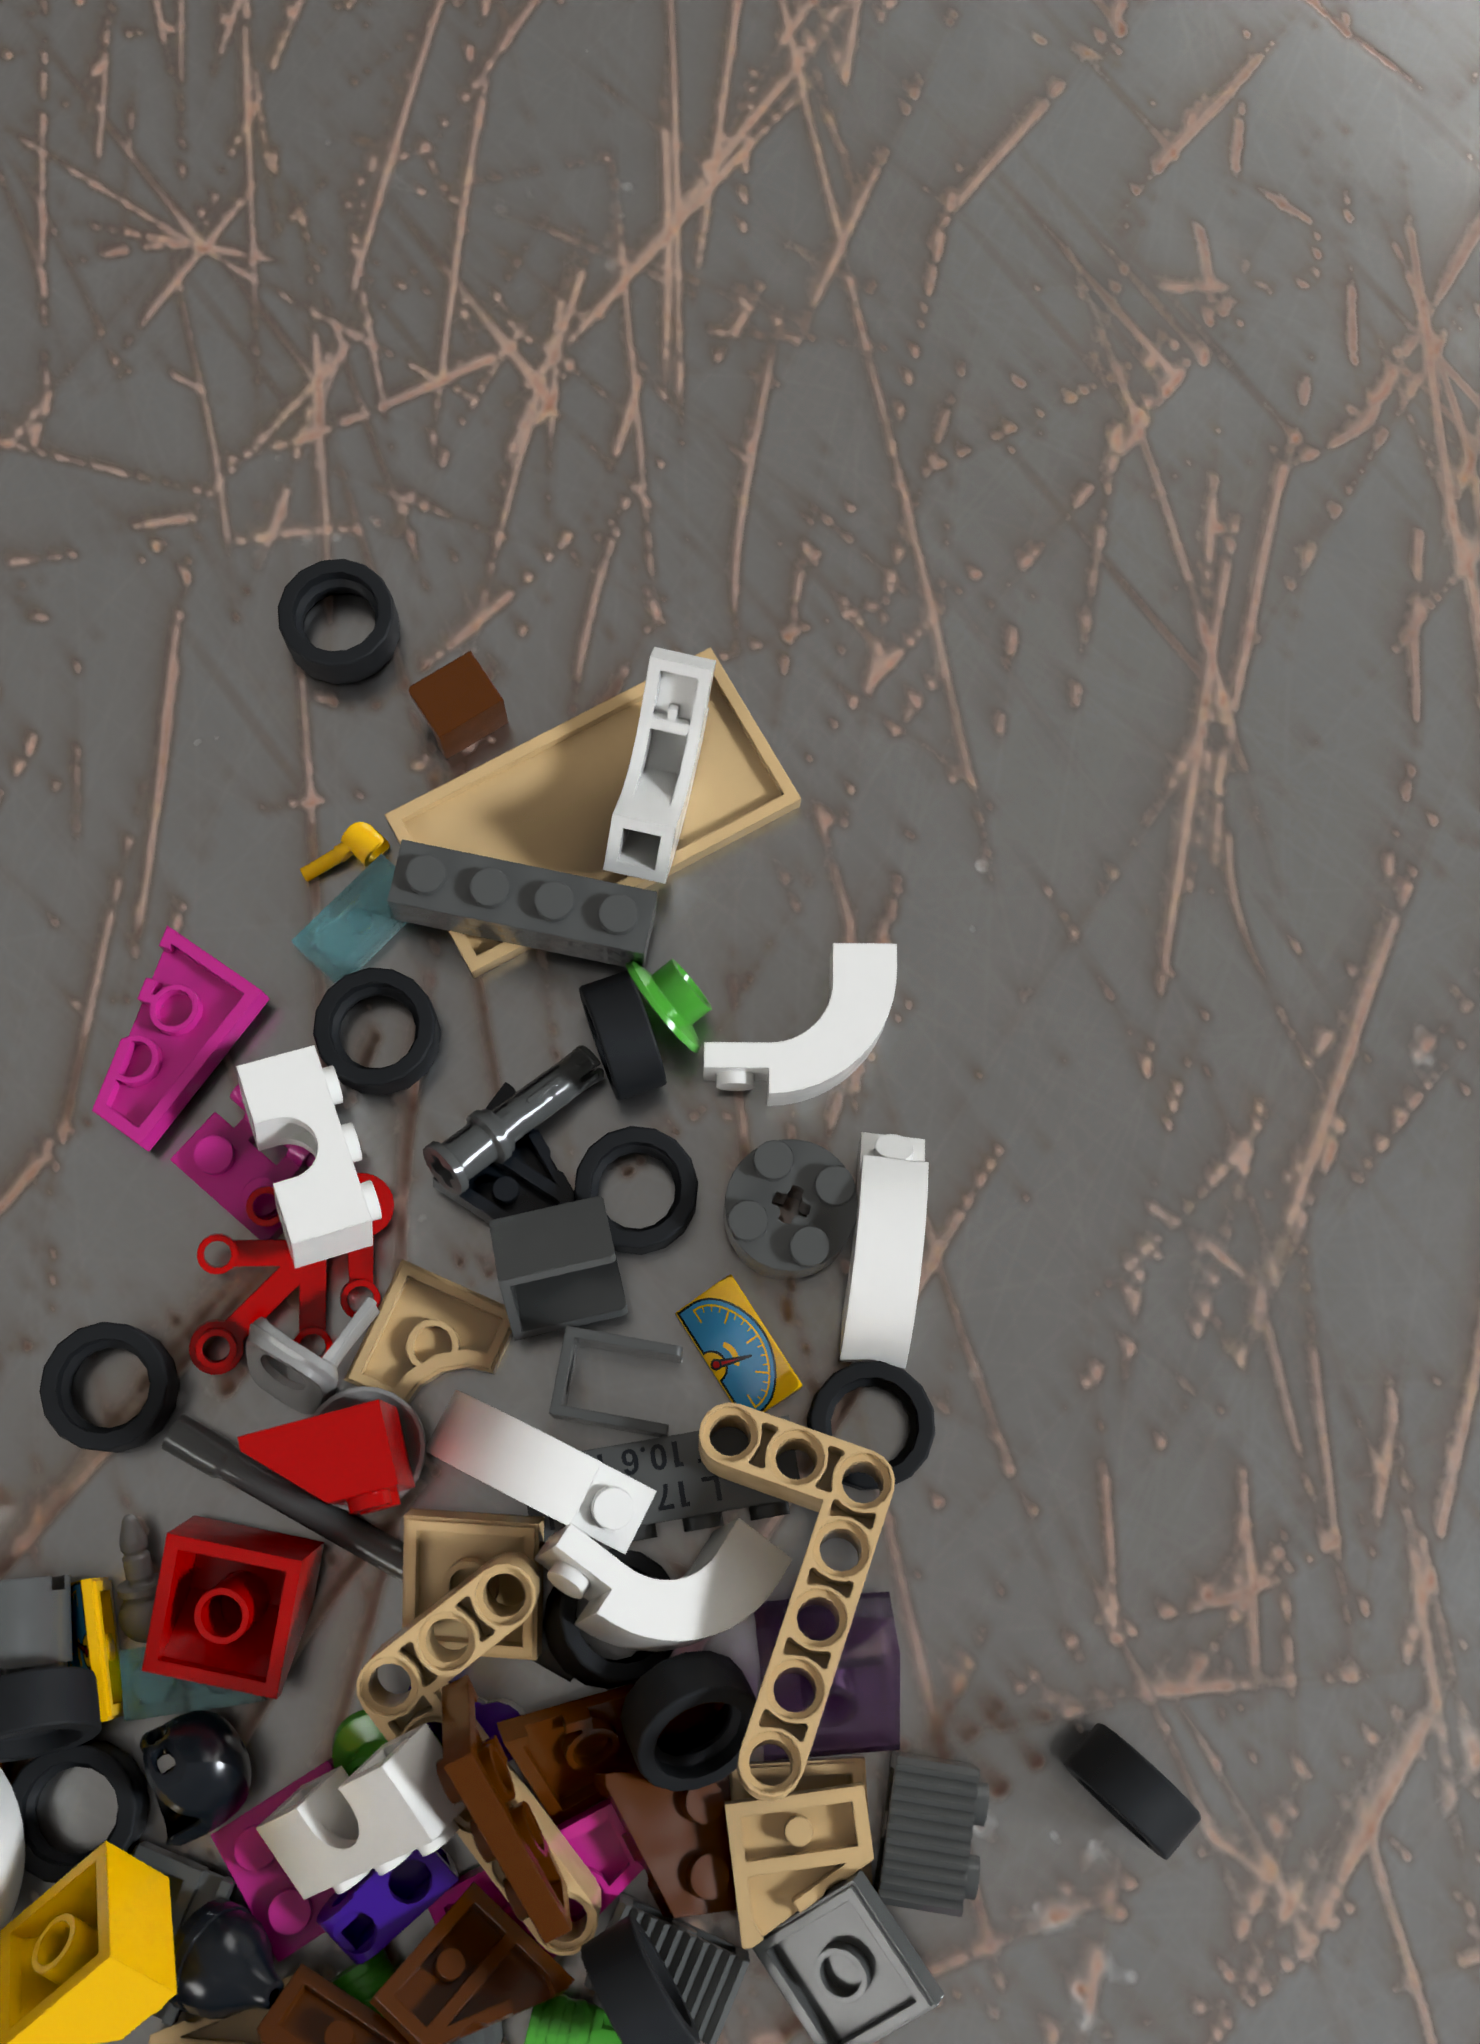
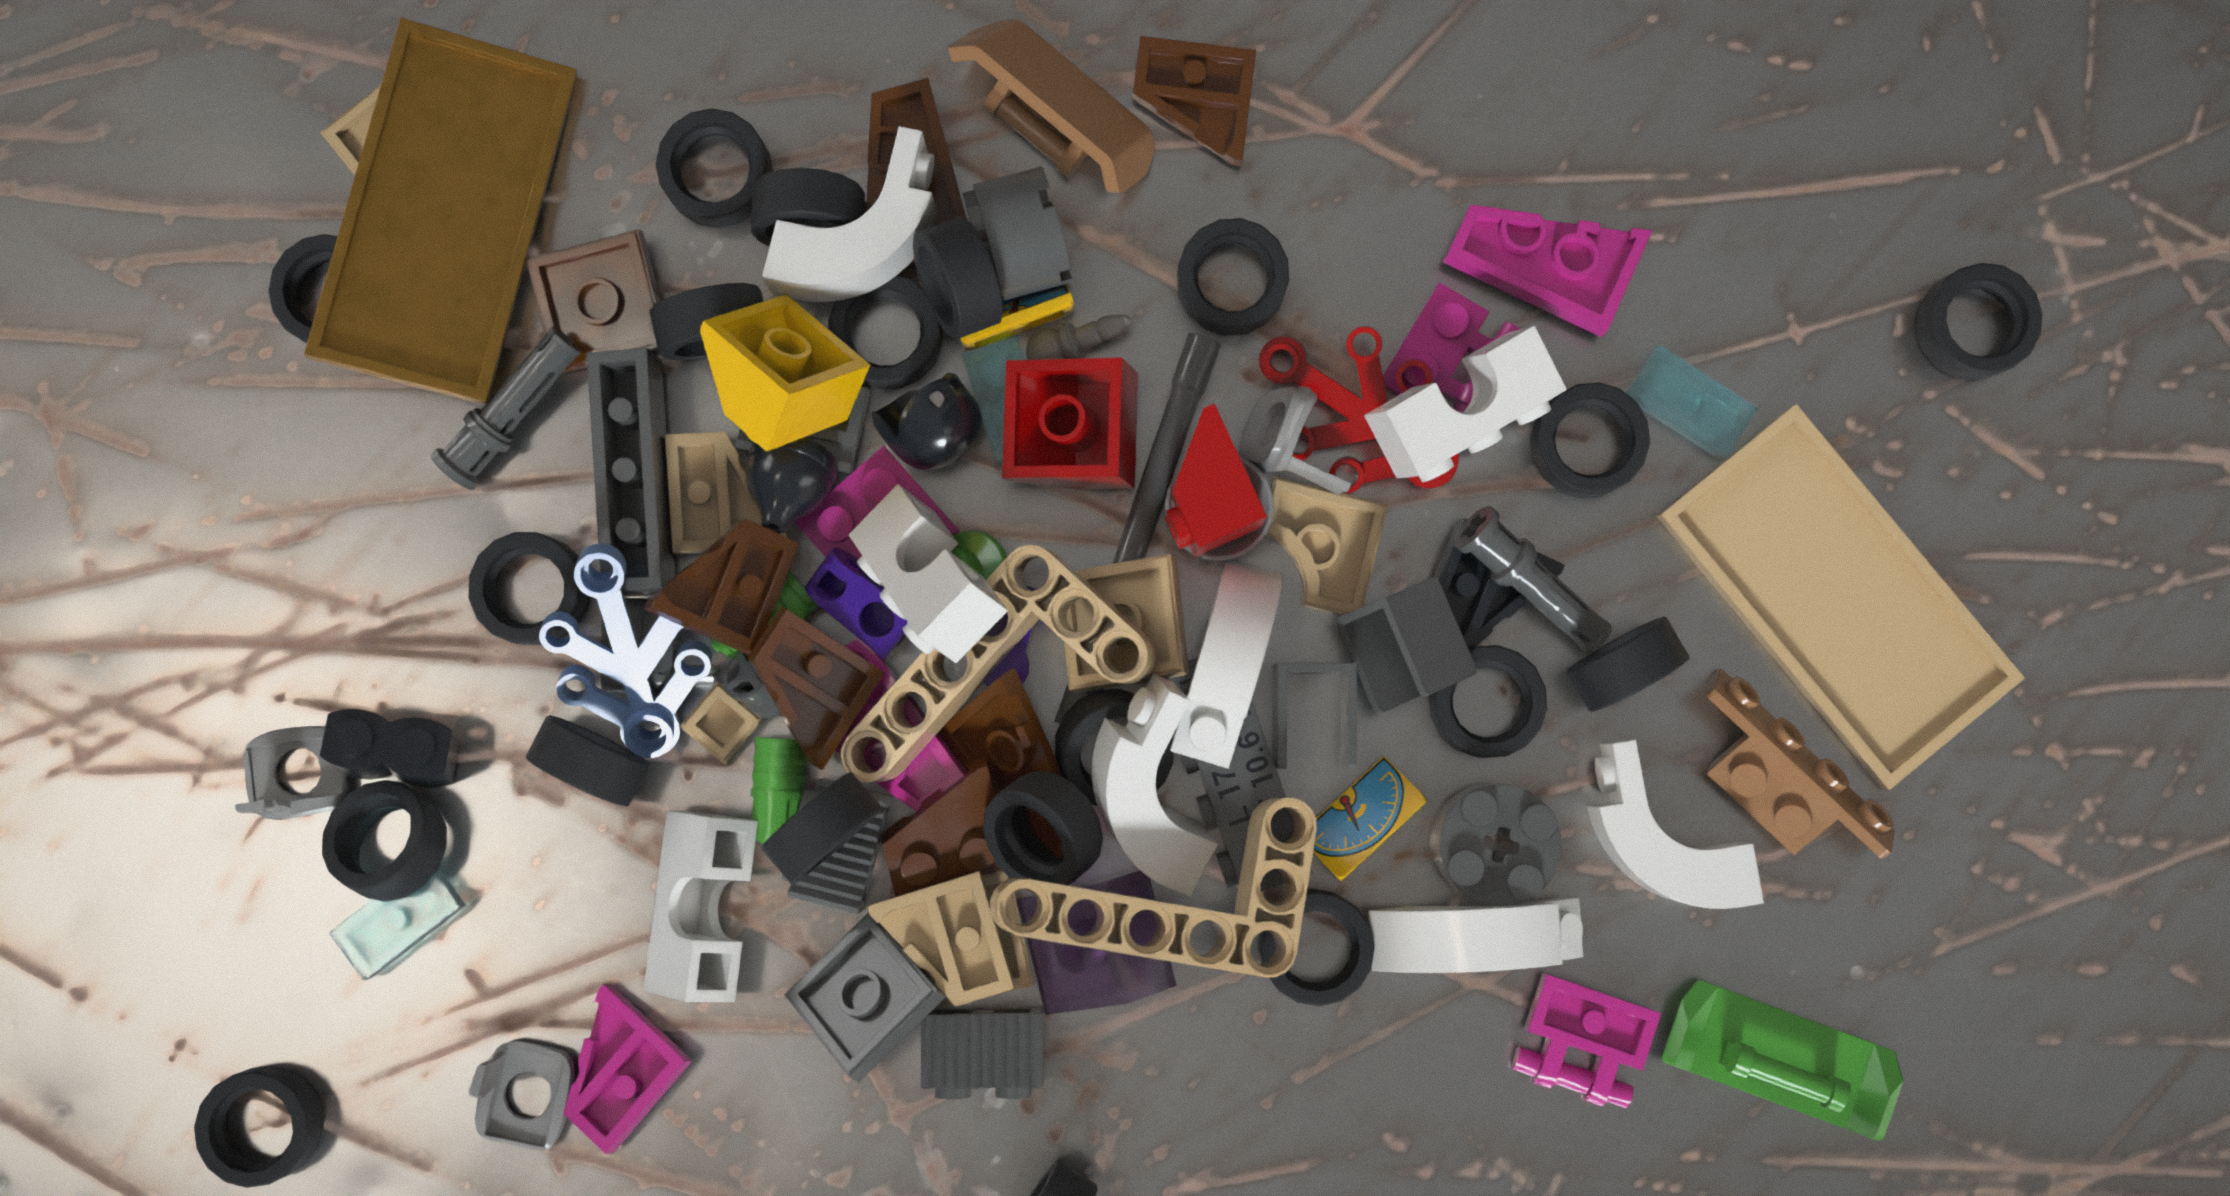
camera: 85 degrees right, 10 degrees up
(358, 840) = (1766, 386): yellow hand -> none
(459, 704) = (1918, 452): reddish brown panel -> none
(502, 1832) = (933, 689): reddish brown wing -> none
(521, 904) = (1734, 550): dark grey brick -> none
(661, 767) = (1895, 653): white arch -> none
(673, 998) = (1672, 704): bright green piece -> none
(774, 900) = (1784, 781): none -> medium nougat bracket
(994, 1144) = (1590, 1022): none -> dark pink plate
(1059, 954) = (1785, 1059): none -> bright green piece

